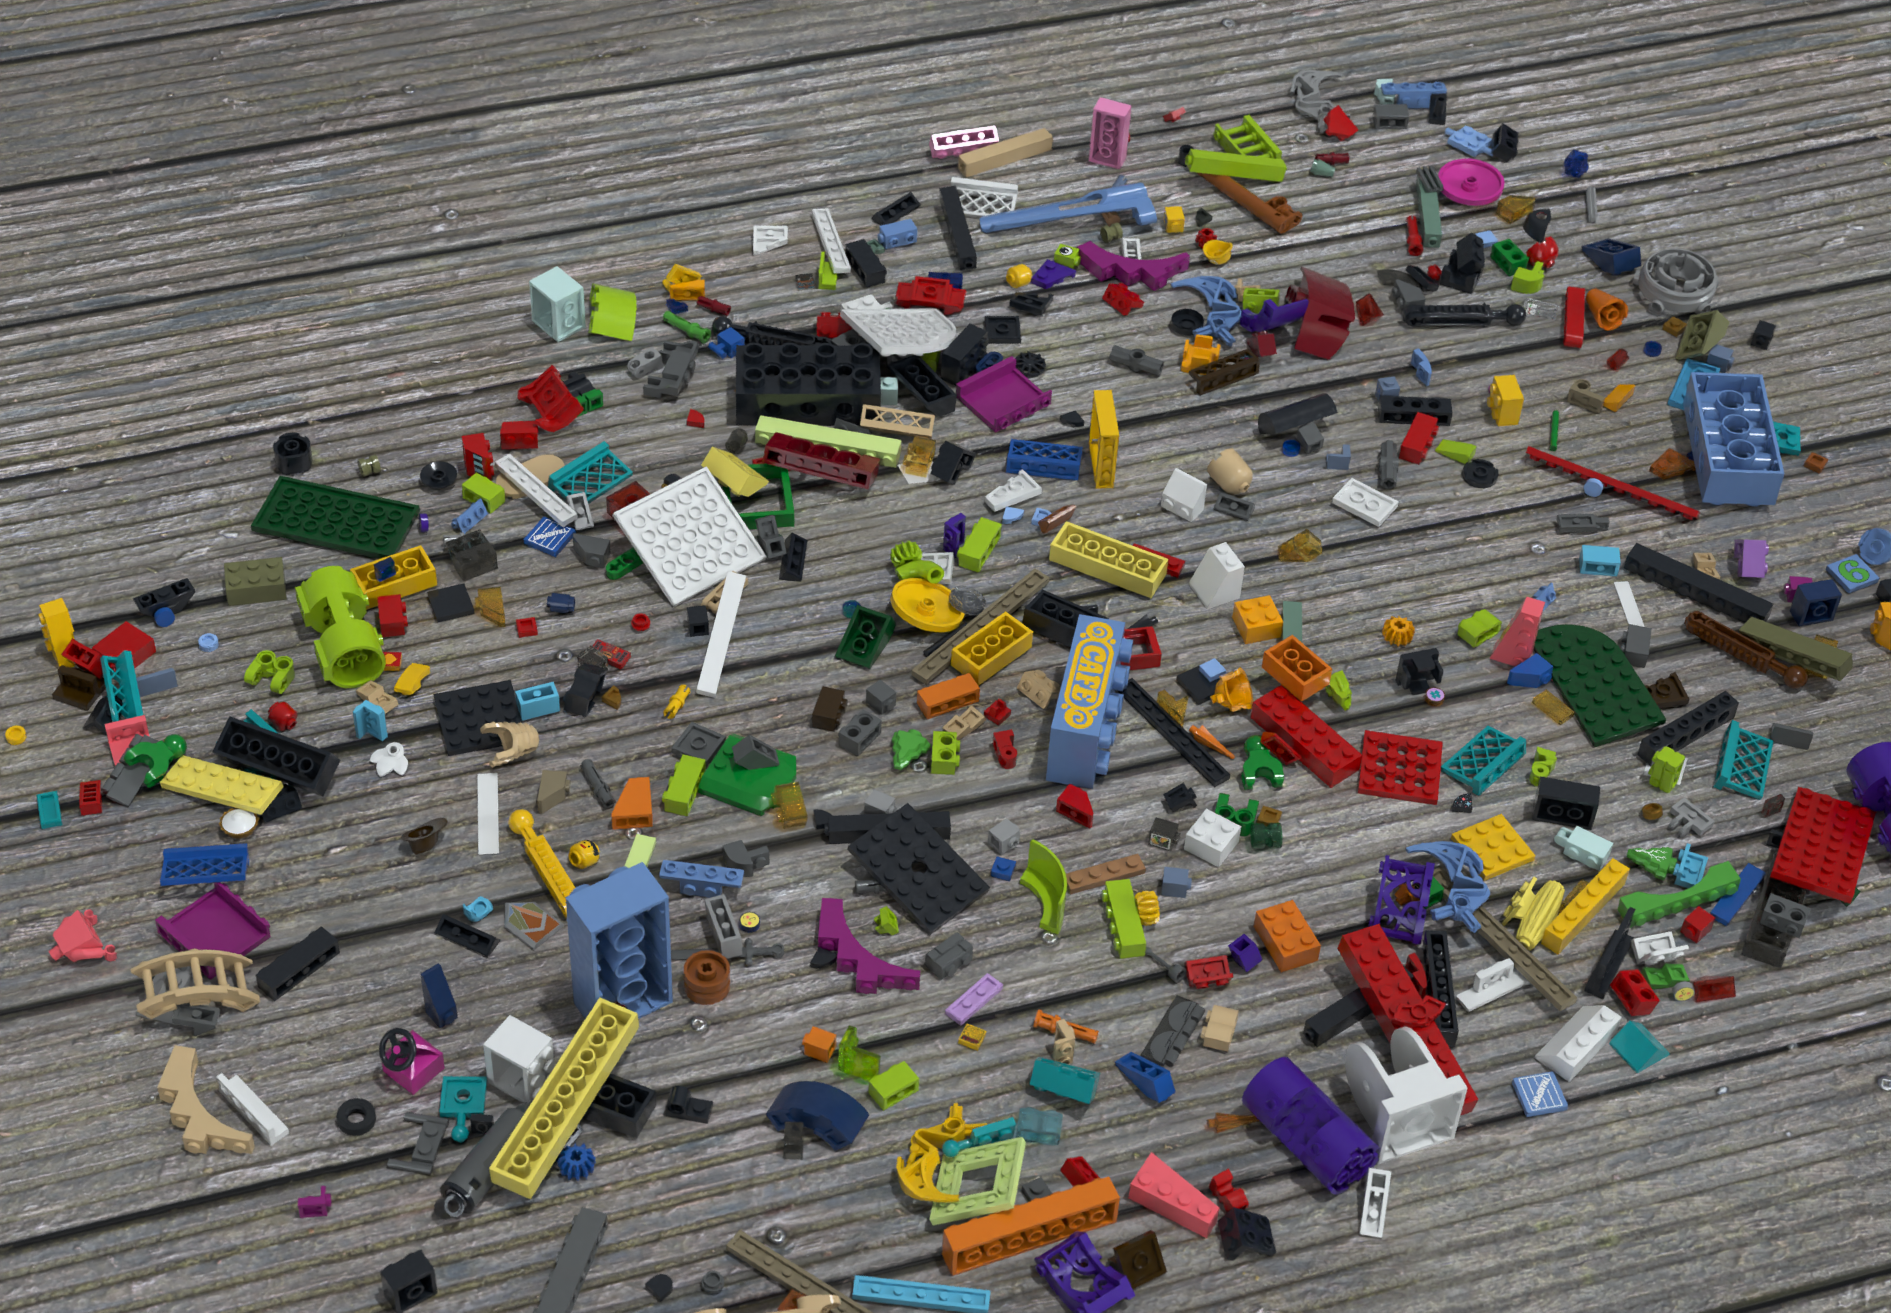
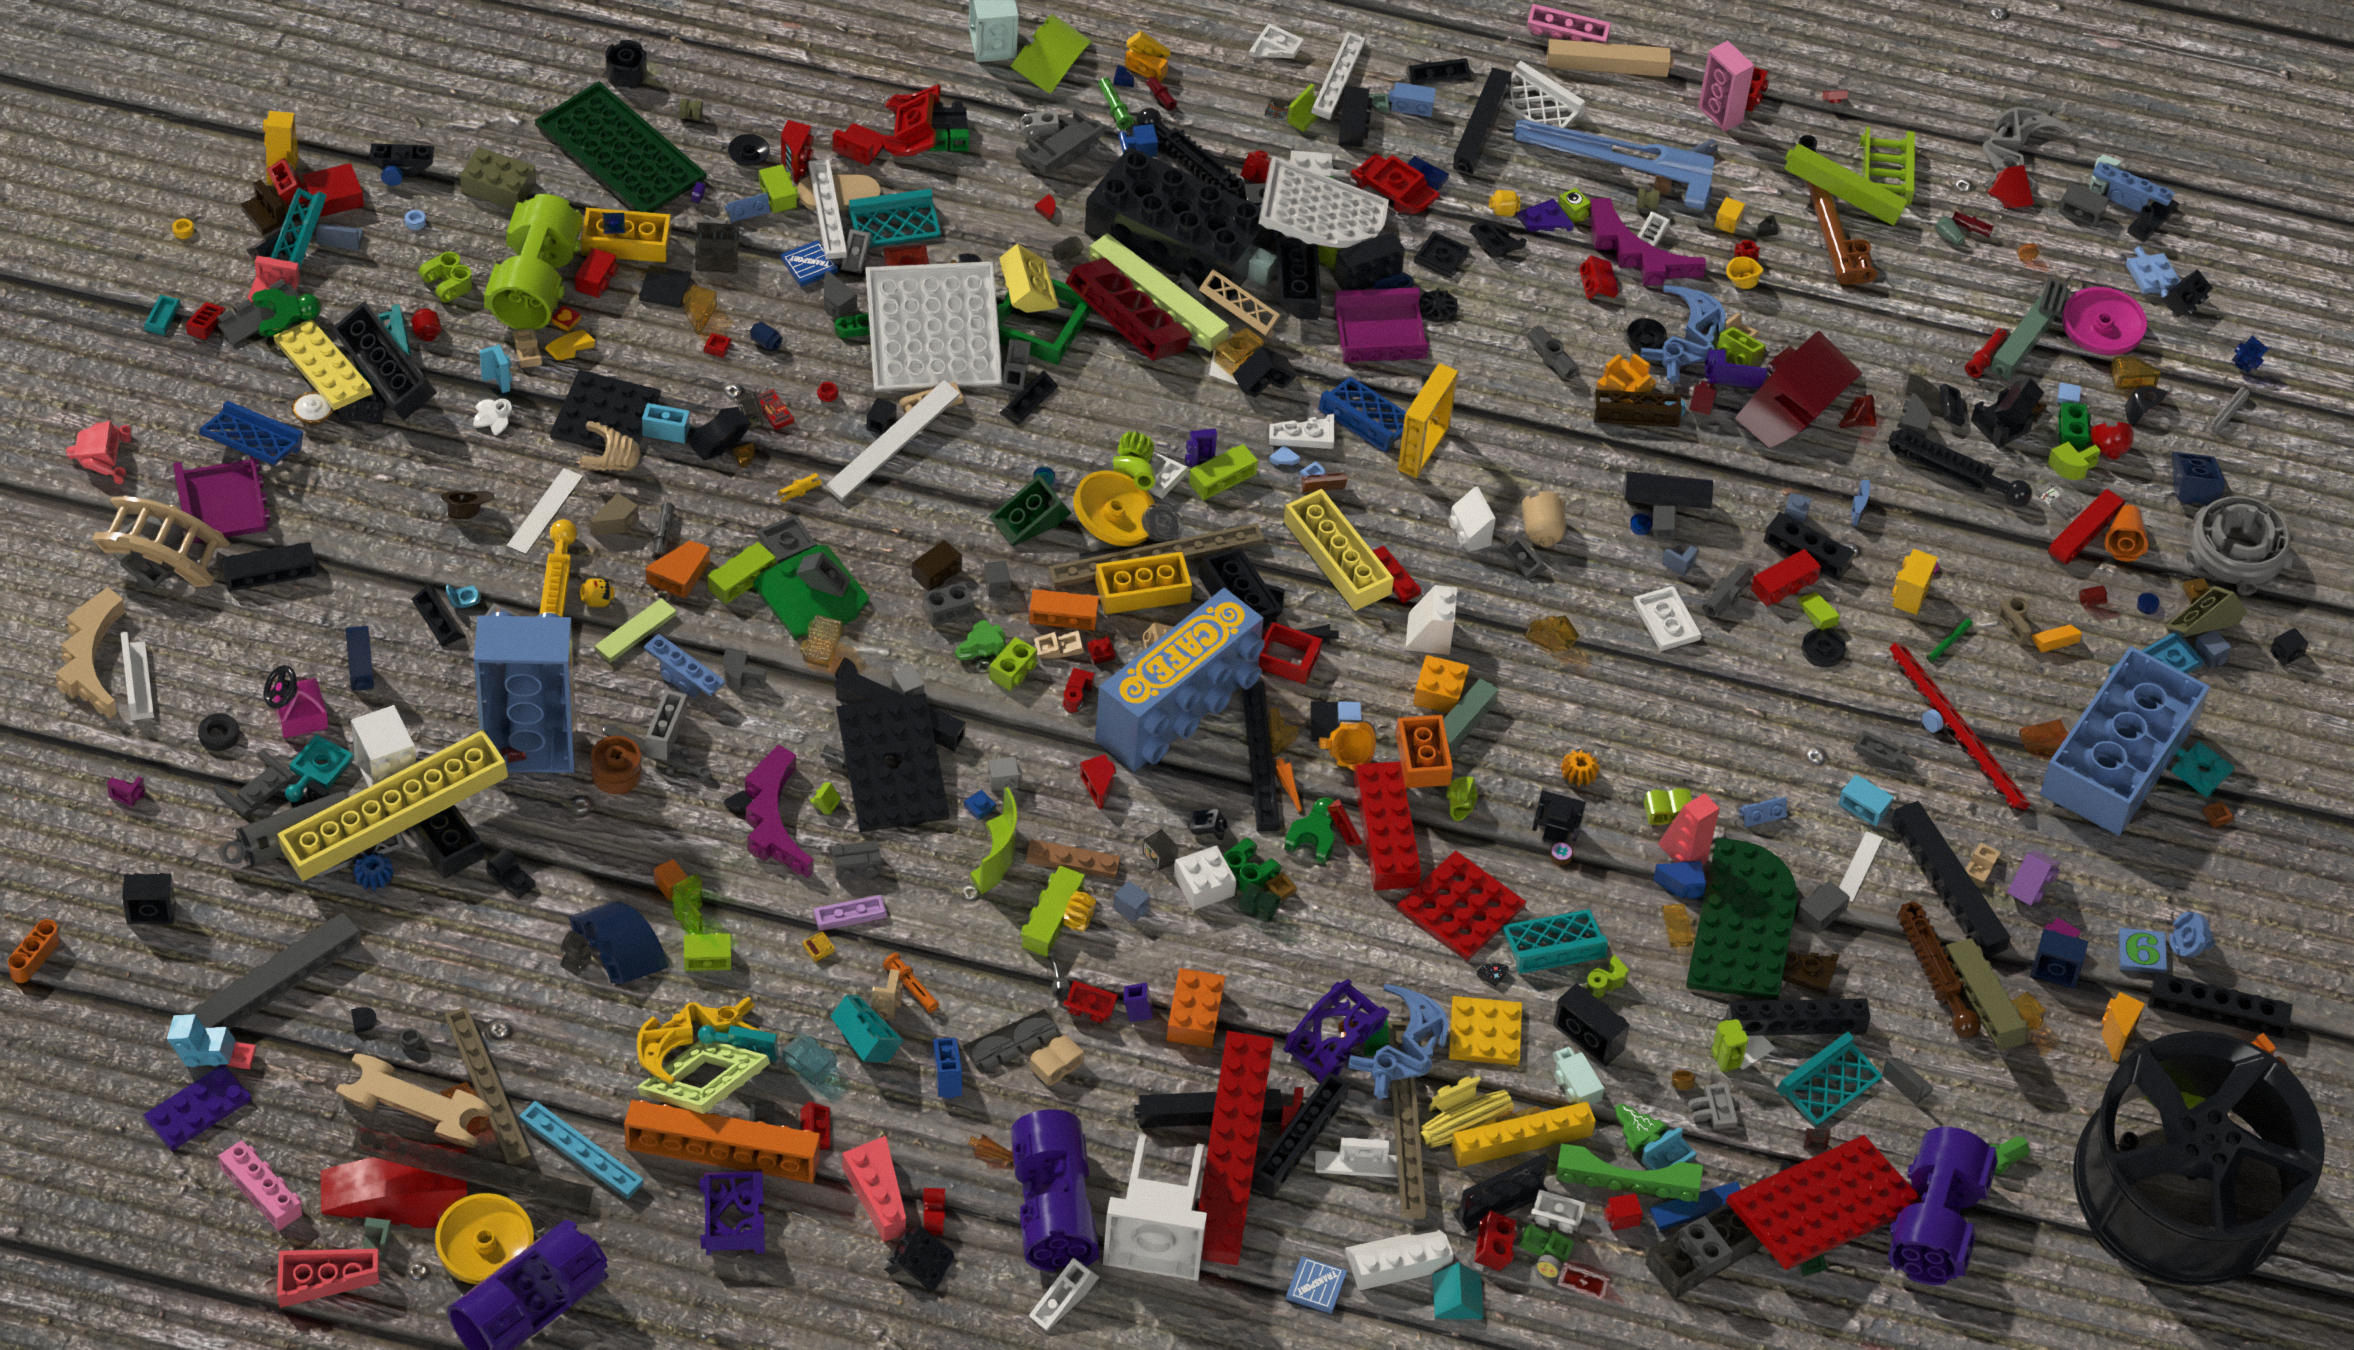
camera: 30 degrees right, 5 degrees up
(749, 922) = (700, 734): tile -> none
(1139, 1259) = (796, 1225): dark brown bracket -> none
(1383, 160) = (2027, 252): none -> clear orange tile
(1418, 1014) = (1240, 1142): red tile -> none
(1434, 272) = (1969, 403): red plate -> none

